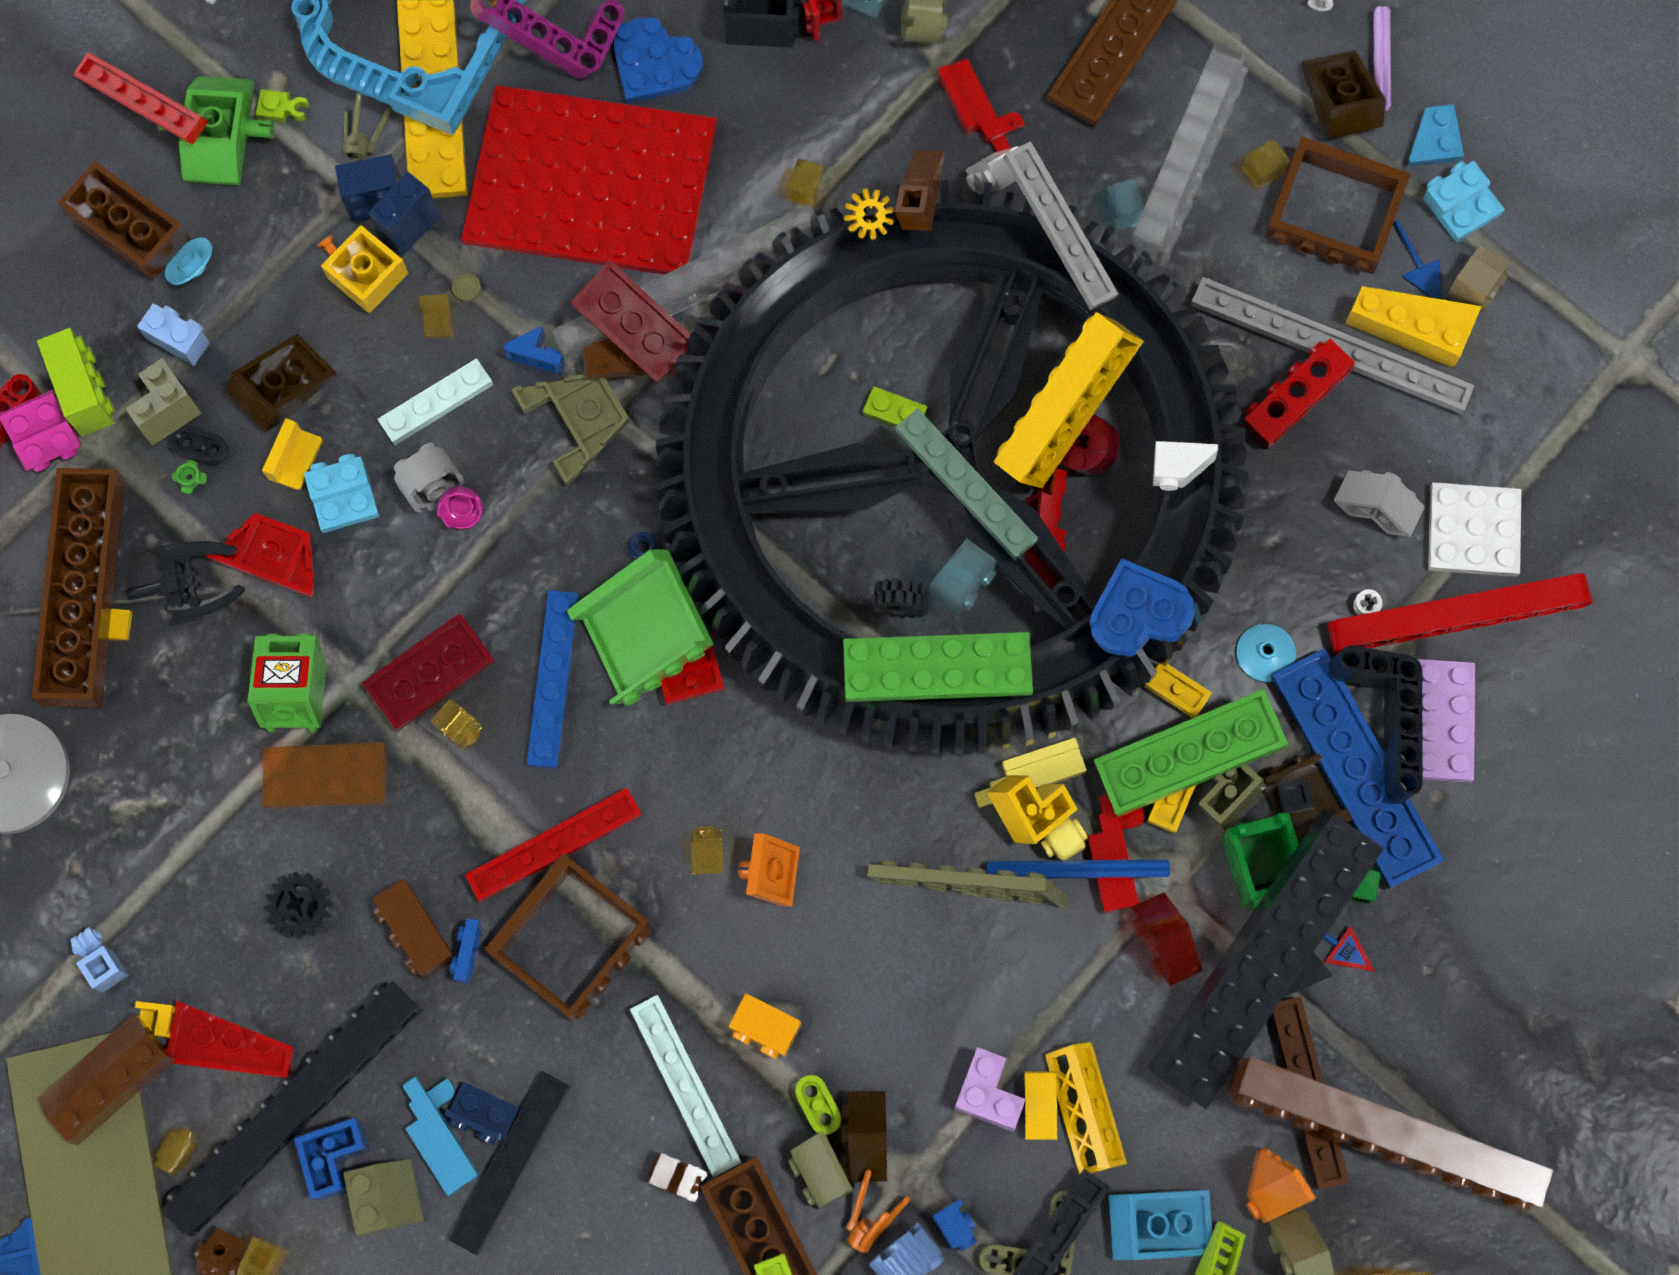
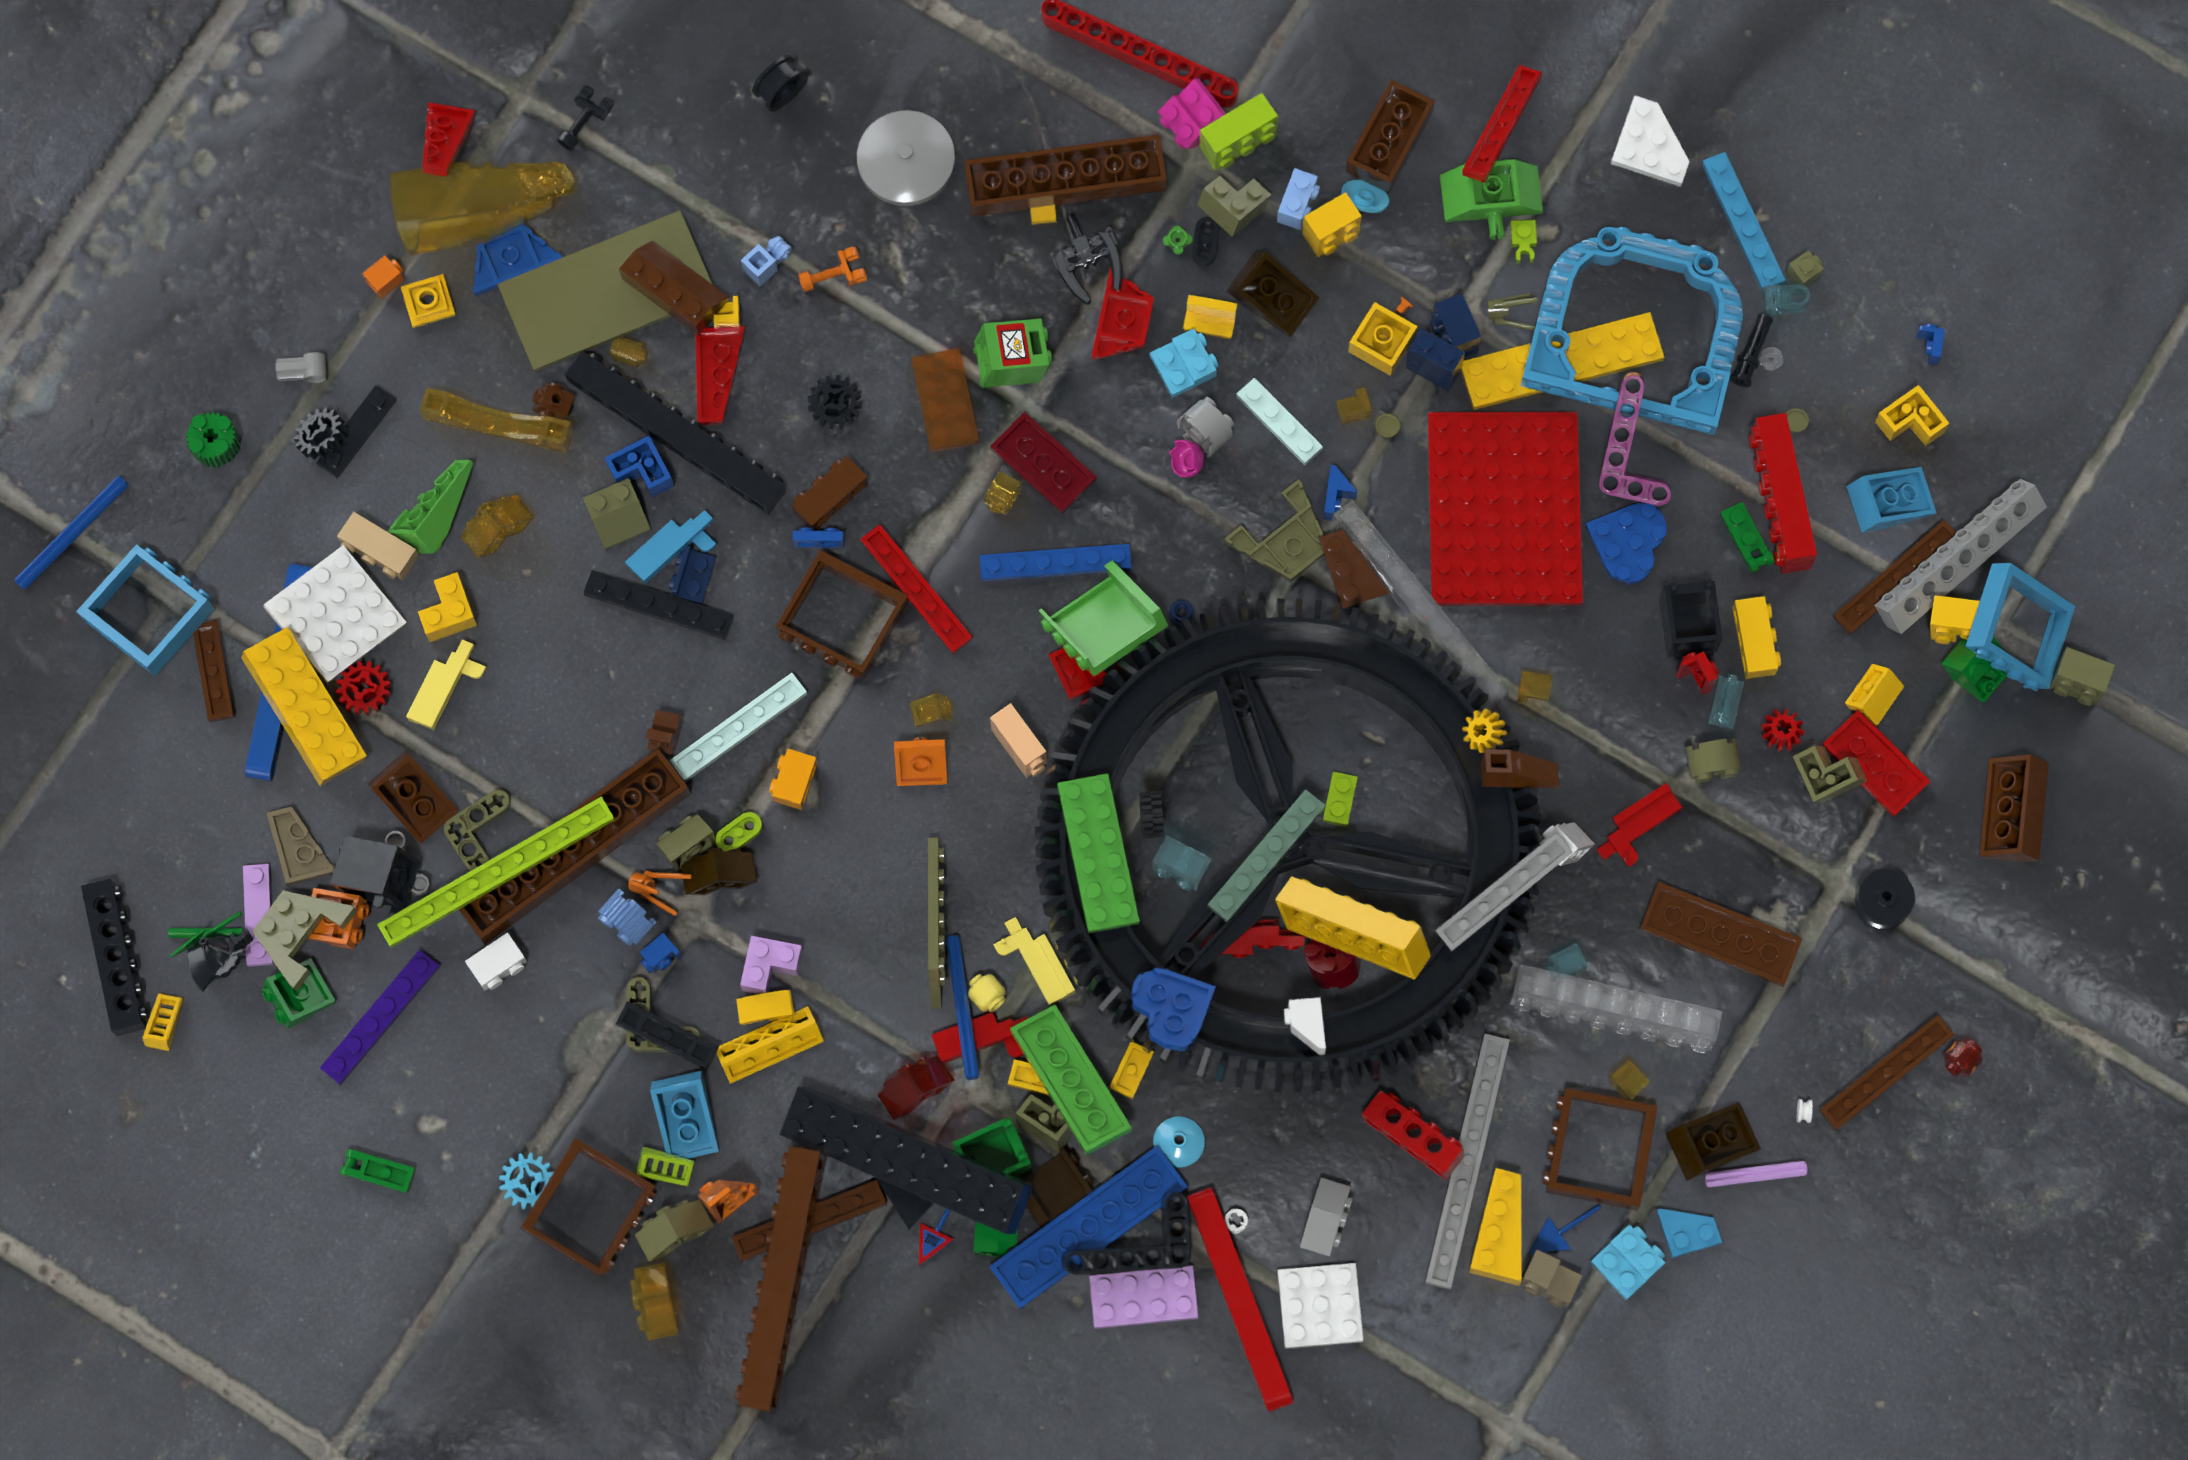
camera: 80 degrees right, 0 degrees up
(136, 914) = (848, 255): none -> orange bar
(216, 298) = (1332, 225): none -> yellow brick
(632, 321) = (1369, 563): dark red plate -> none
(768, 750) = (1019, 741): none -> light nougat brick
(1030, 811) = (999, 960): yellow brick -> none
(1295, 796) = (1054, 1177): black plate -> none

